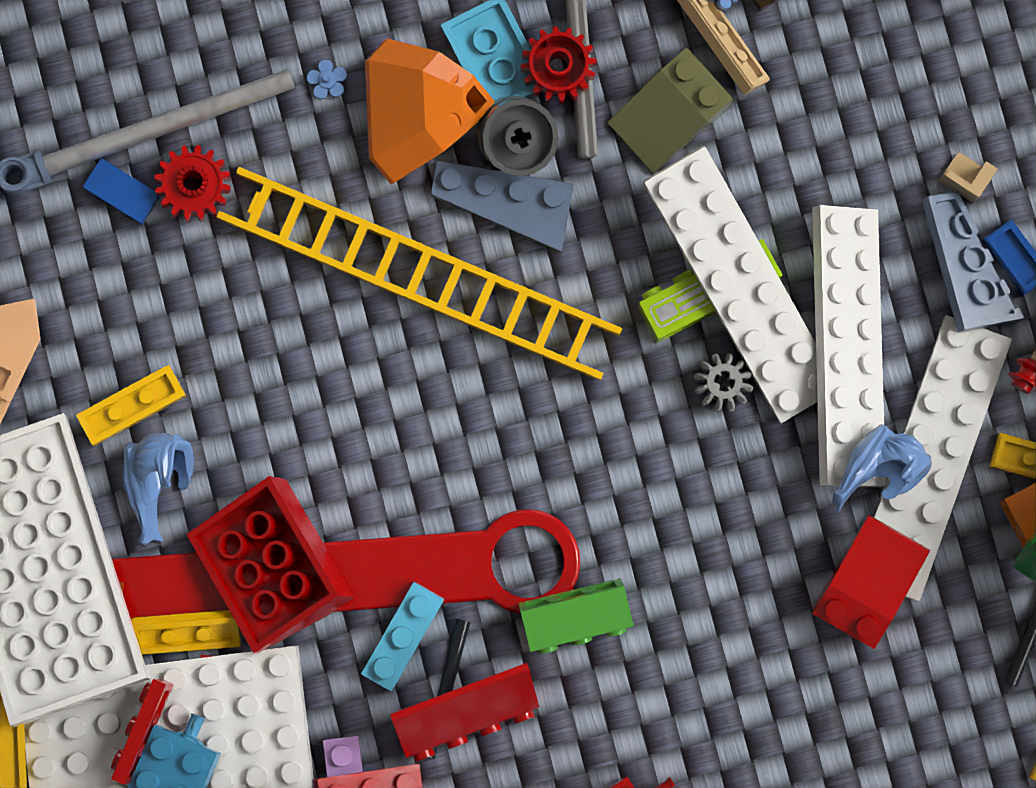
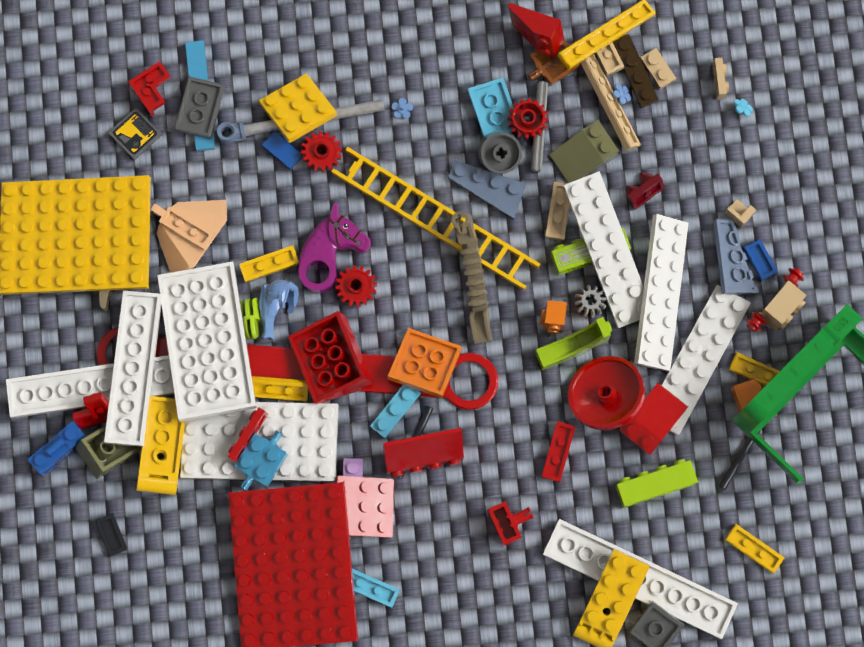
camera: 10 degrees right, 5 degrees down
(113, 510) = (250, 317): none -> lime arm
(136, 110) = (298, 108): none -> yellow plate
(221, 356) = (321, 246): none -> magenta animal
(295, 403) = (356, 296): none -> red gear
(417, 106) = (448, 128): orange brick -> none
(442, 544) = (424, 363): none -> orange plate
(528, 437) = (481, 314): none -> dark tan piece
(576, 616) = (491, 413): bright green brick -> none
(639, 228) = (557, 213): none -> tan plate
(662, 424) = (553, 316): none -> orange brick
(707, 468) = (574, 344): none -> lime arch
(707, 666) = (558, 452): none -> red plate
(778, 548) = (606, 393): none -> red dish
(799, 155) = (649, 188): none -> dark red tile
(884, 455) = (671, 352): medium blue hair -> none
(892, 697) = (656, 484): none -> lime brick

